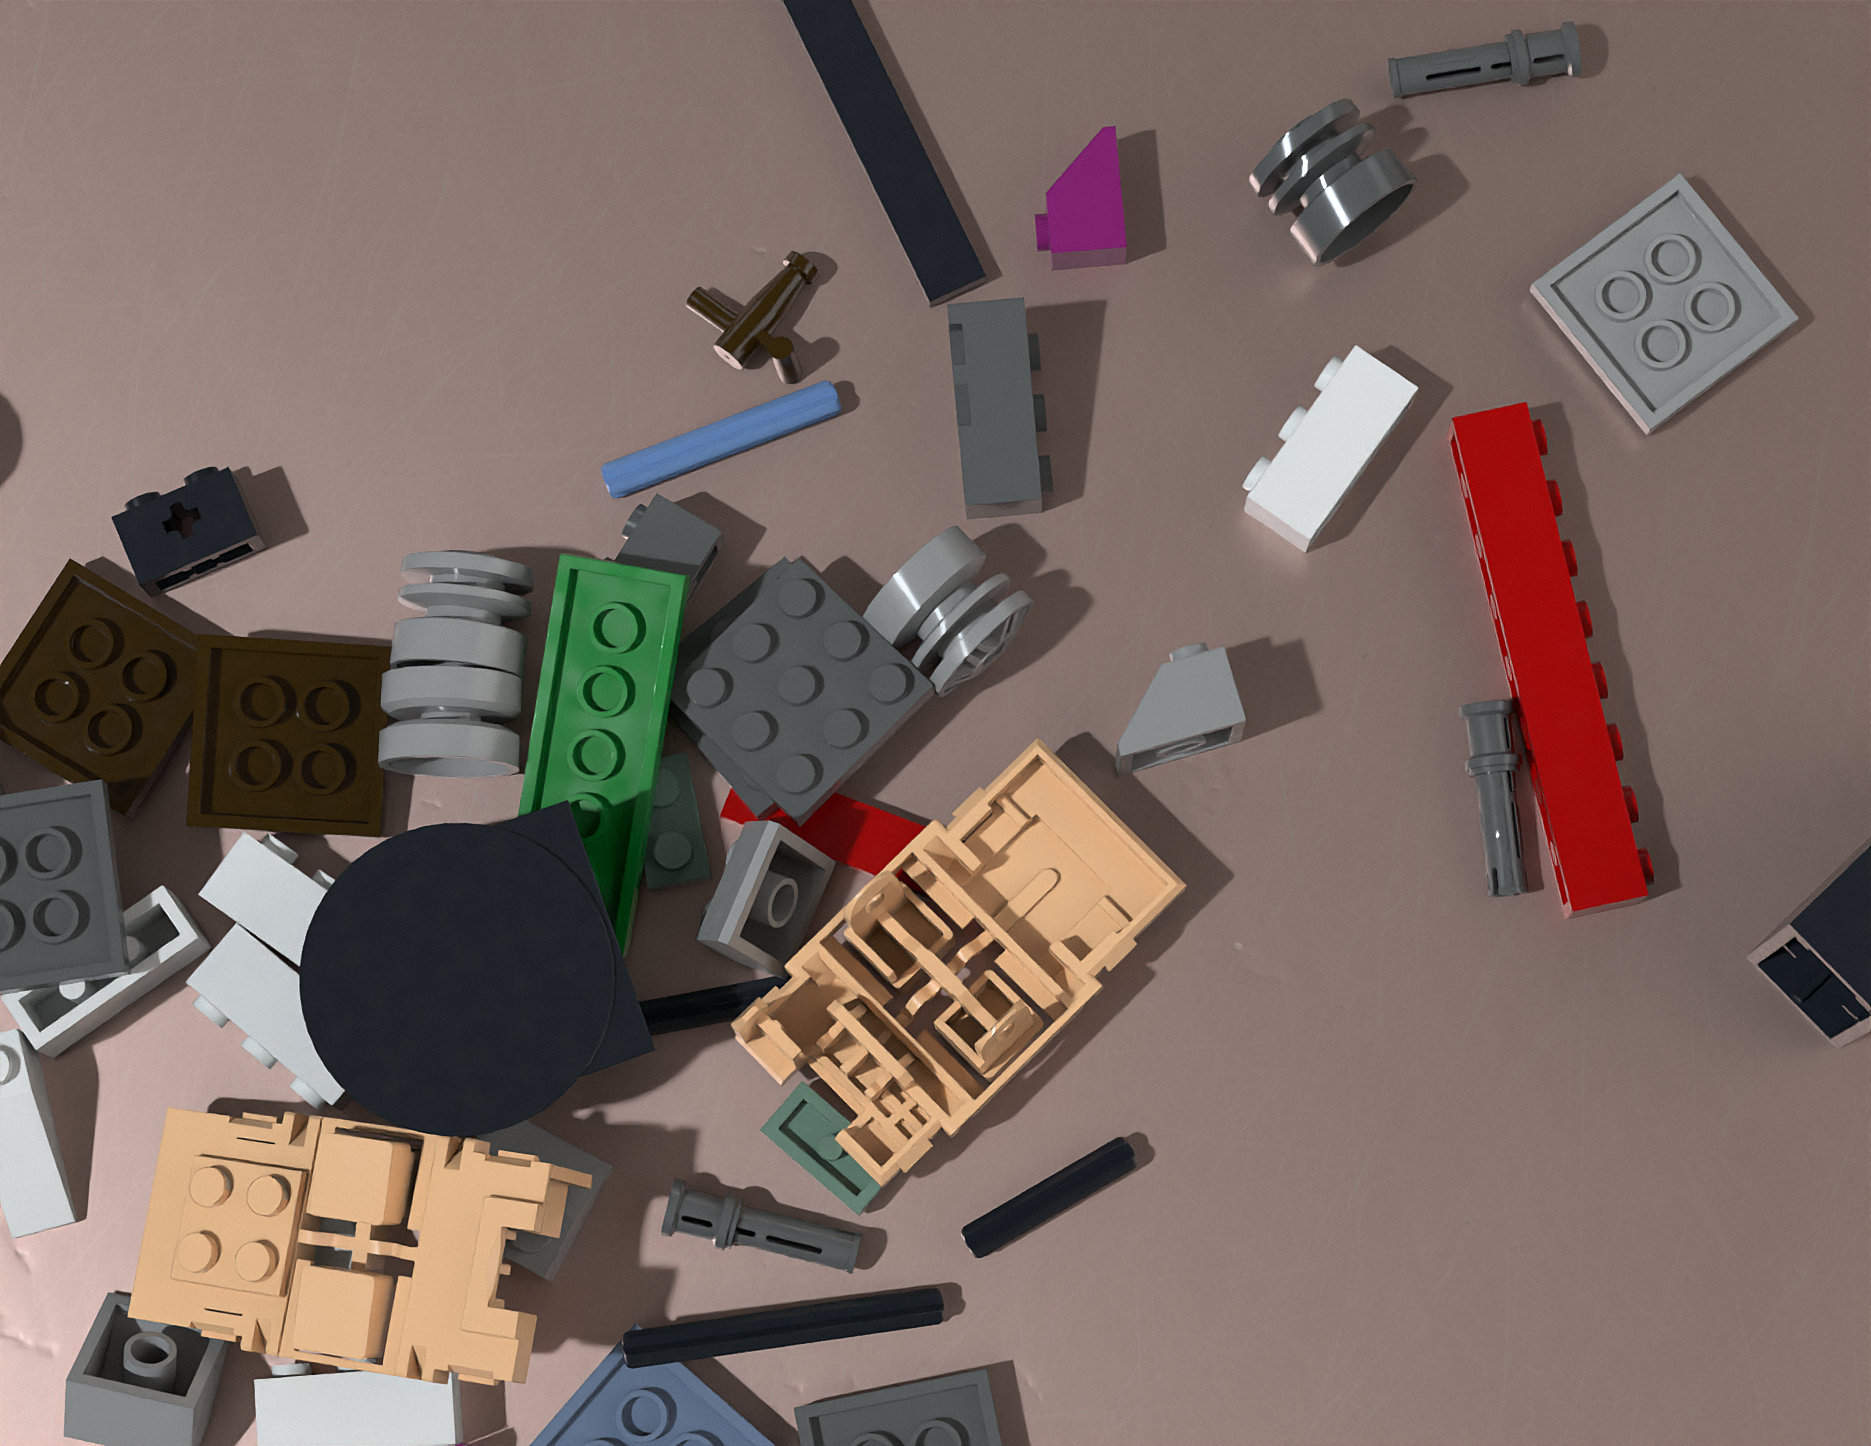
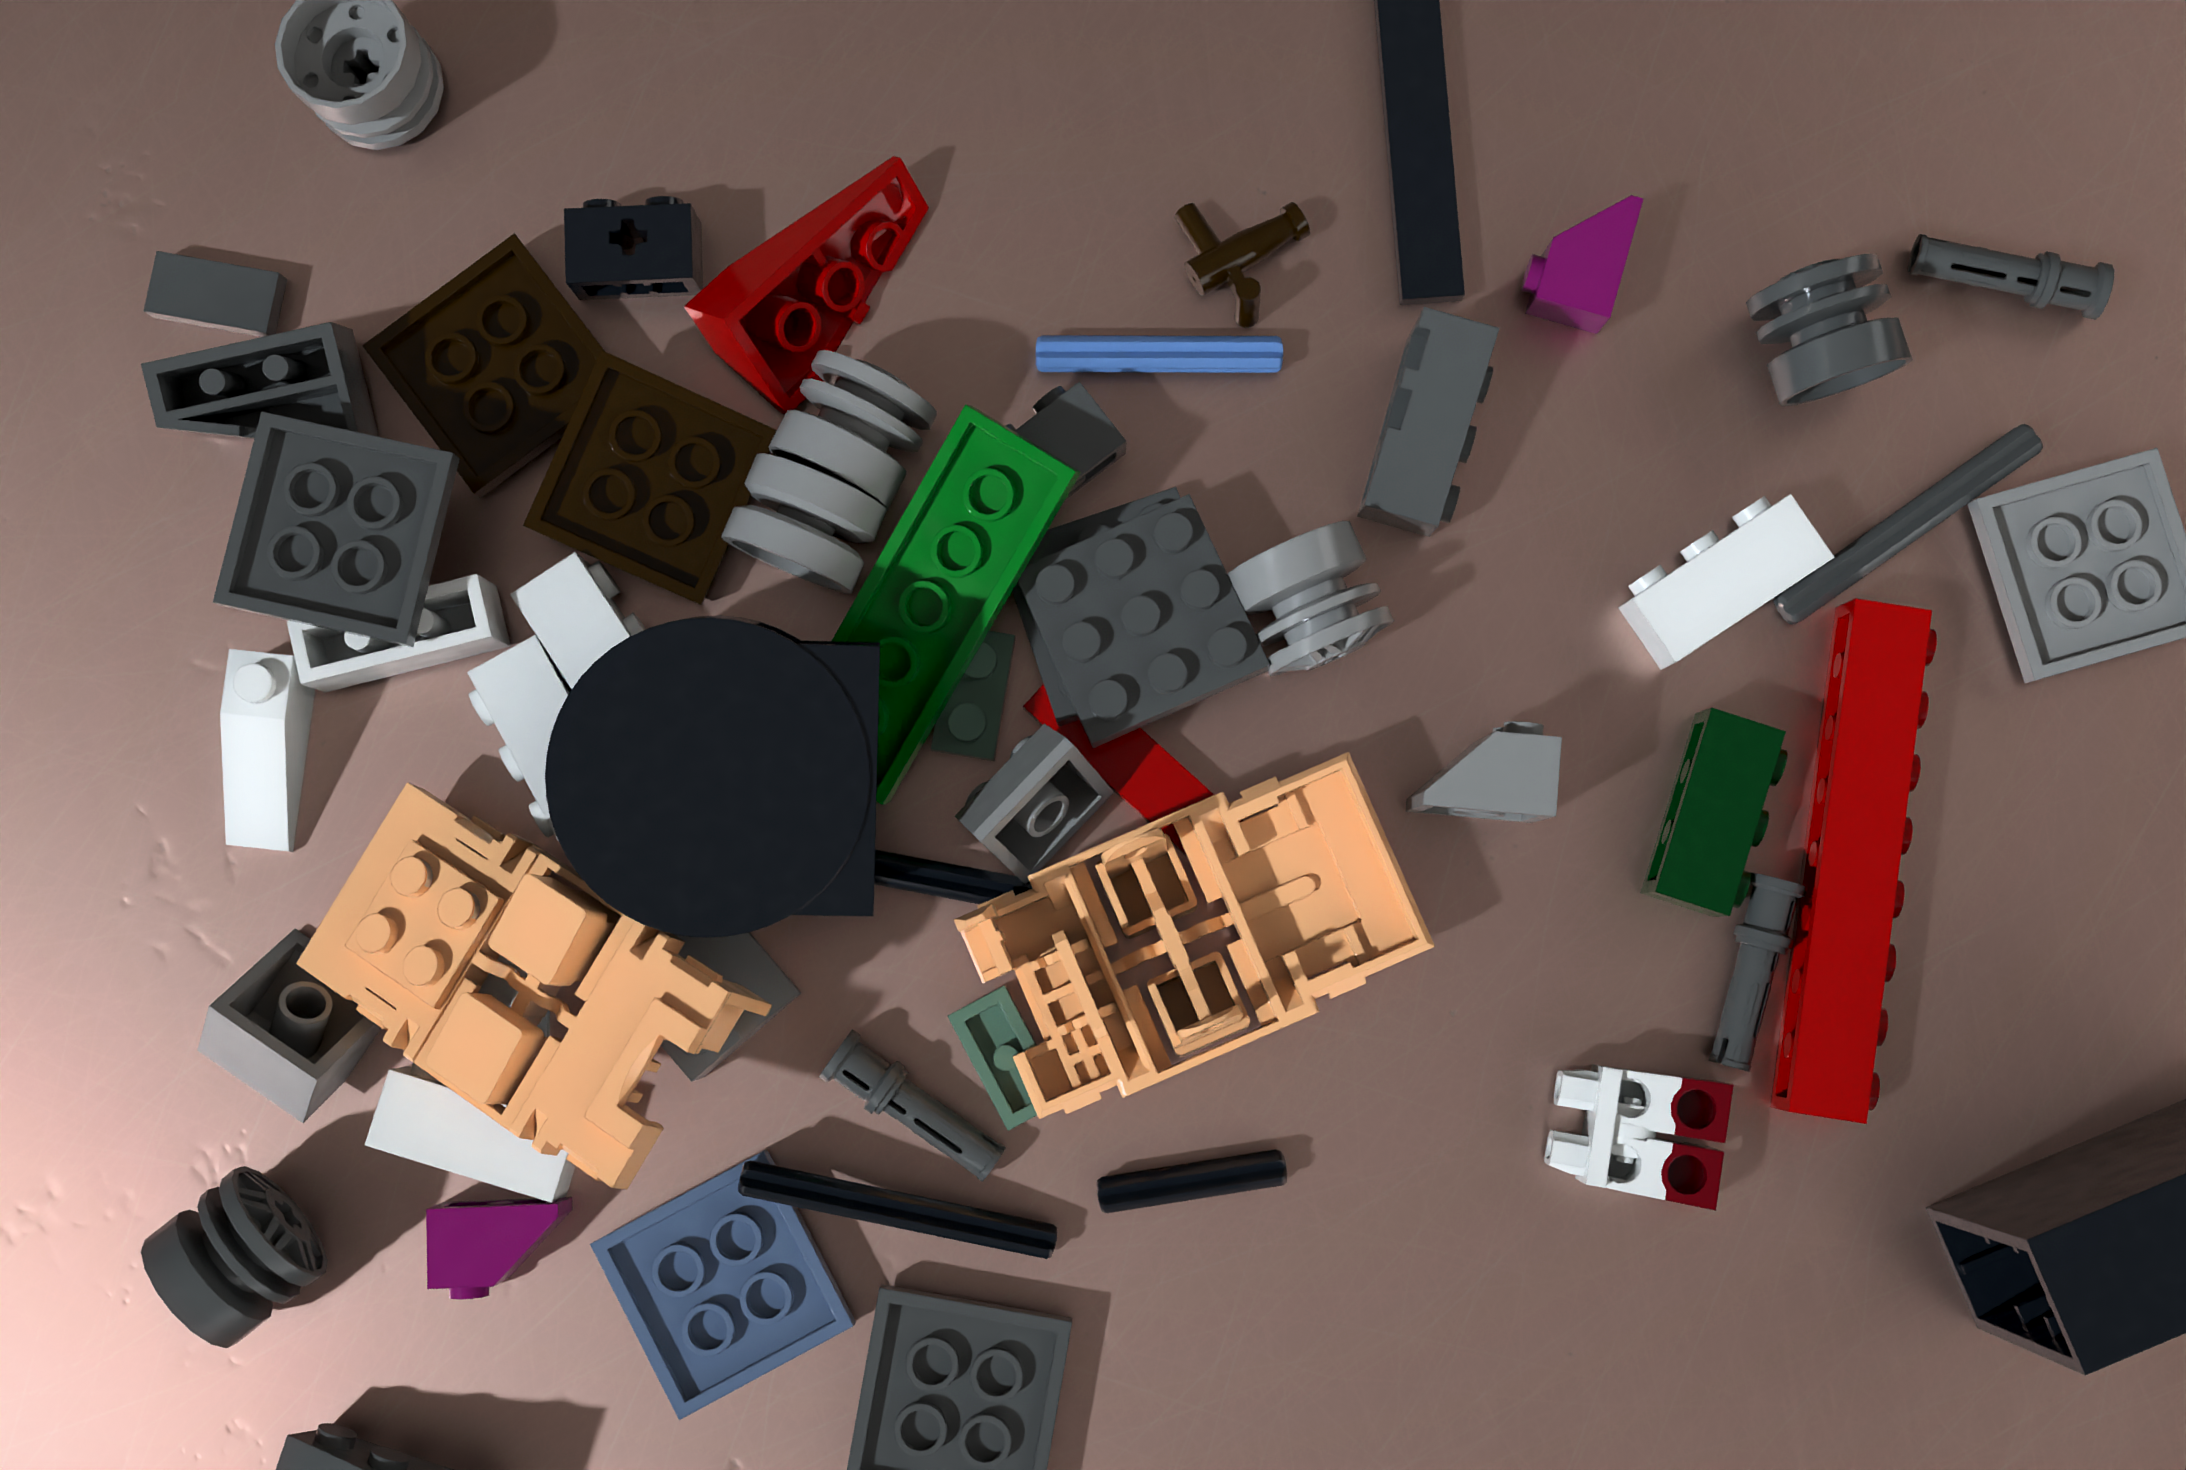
camera: 15 degrees right, 5 degrees up
(366, 500) = (808, 283): none -> red wedge
(1404, 666) = (1715, 813): none -> dark green brick
(1429, 989) = (1621, 1127): none -> white hips
(1481, 330) = (1908, 523): none -> dark grey axle

